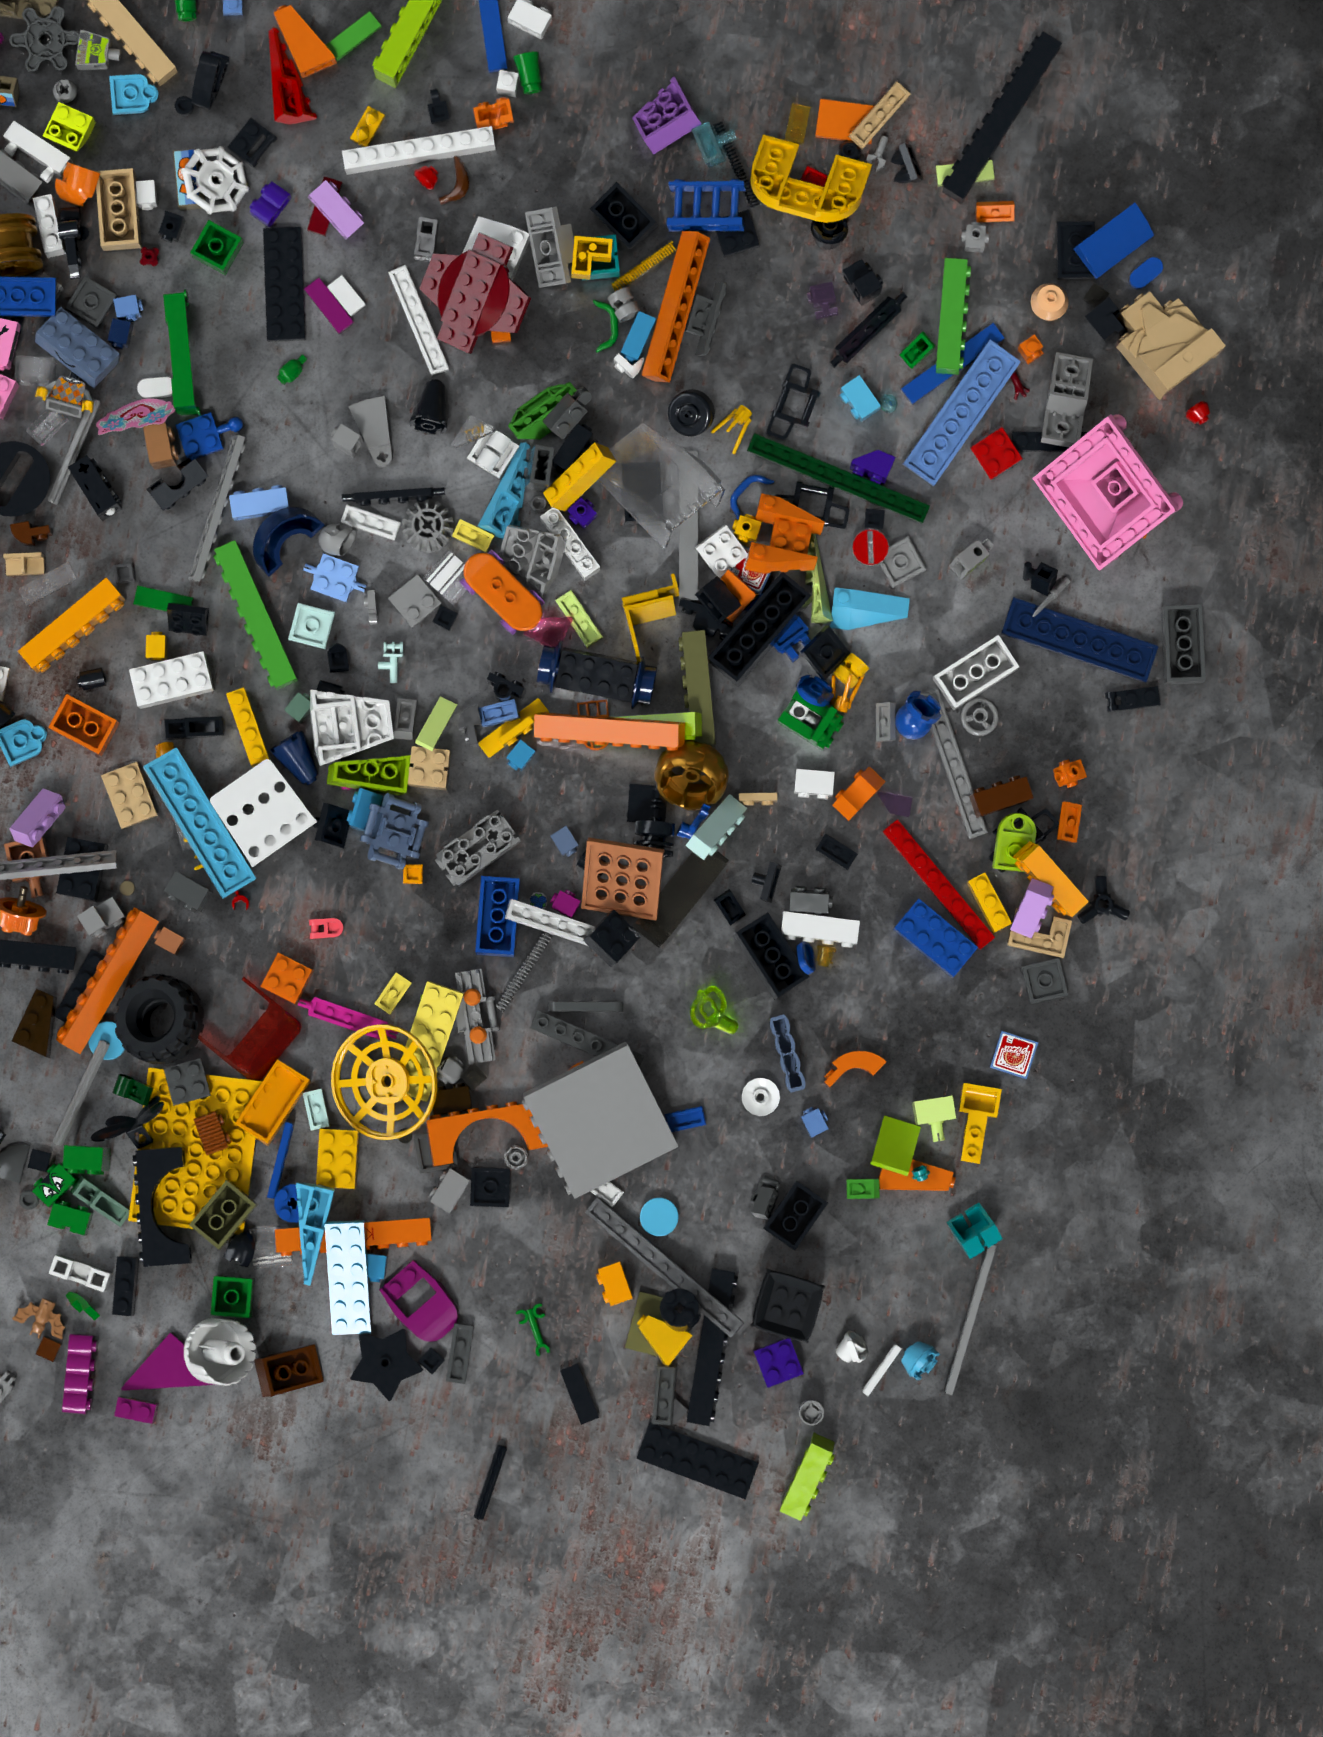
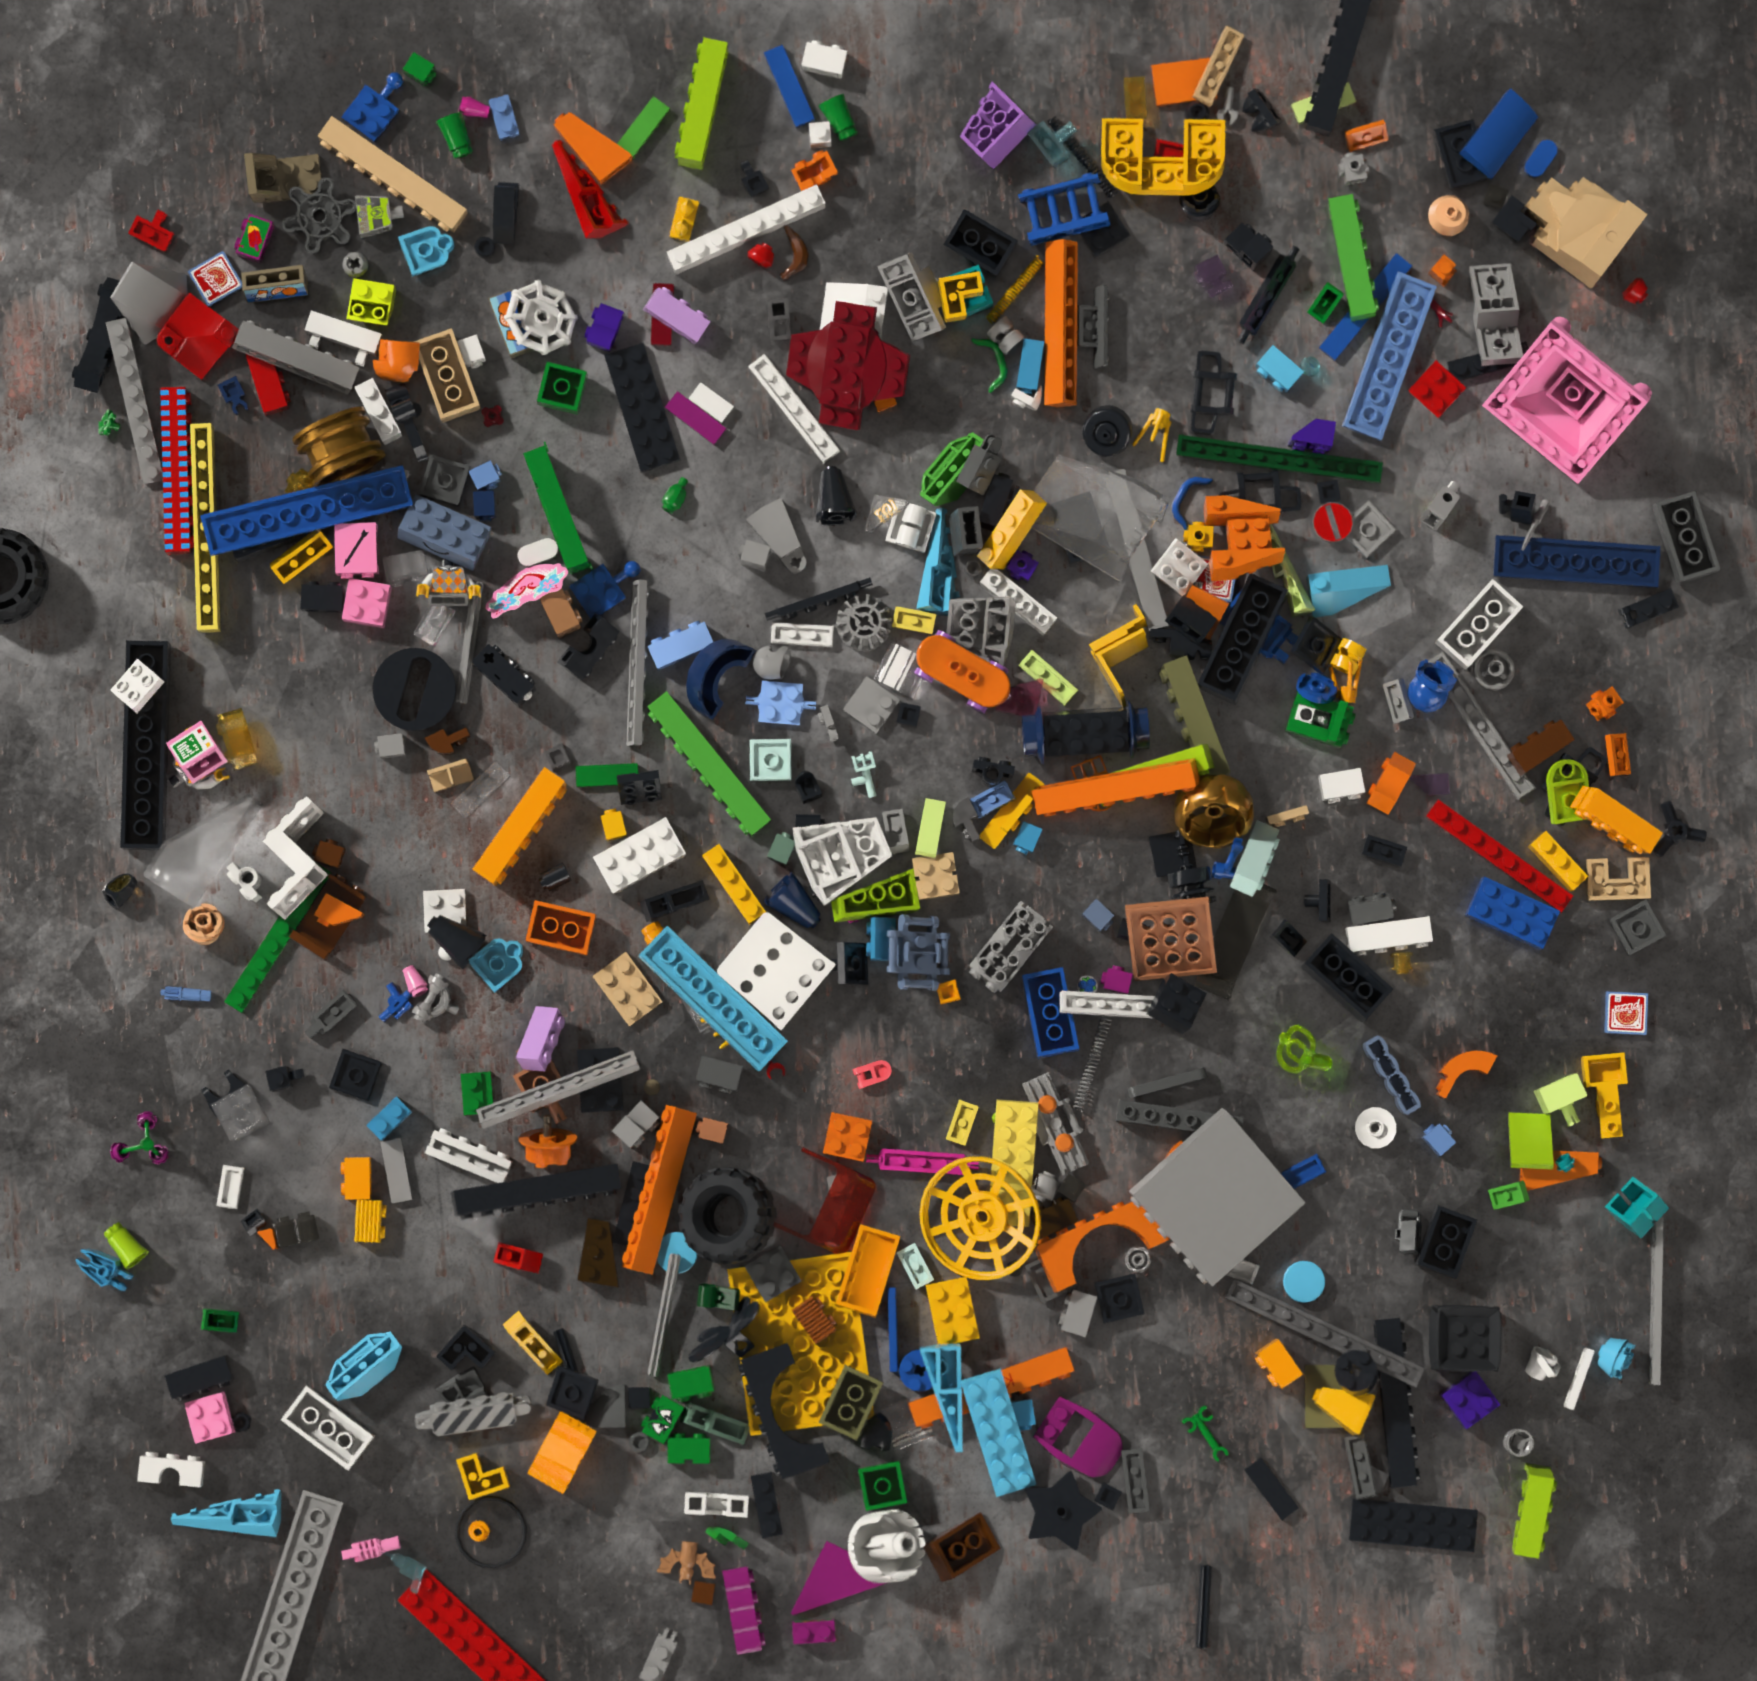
camera: 25 degrees left, 0 degrees up
(173, 234) = (510, 387): black brick -> none
(247, 139) = (561, 265): black plate -> none
(806, 957) = (1383, 969): blue tile -> none
(1032, 908) = (1607, 855): lavender brick -> none

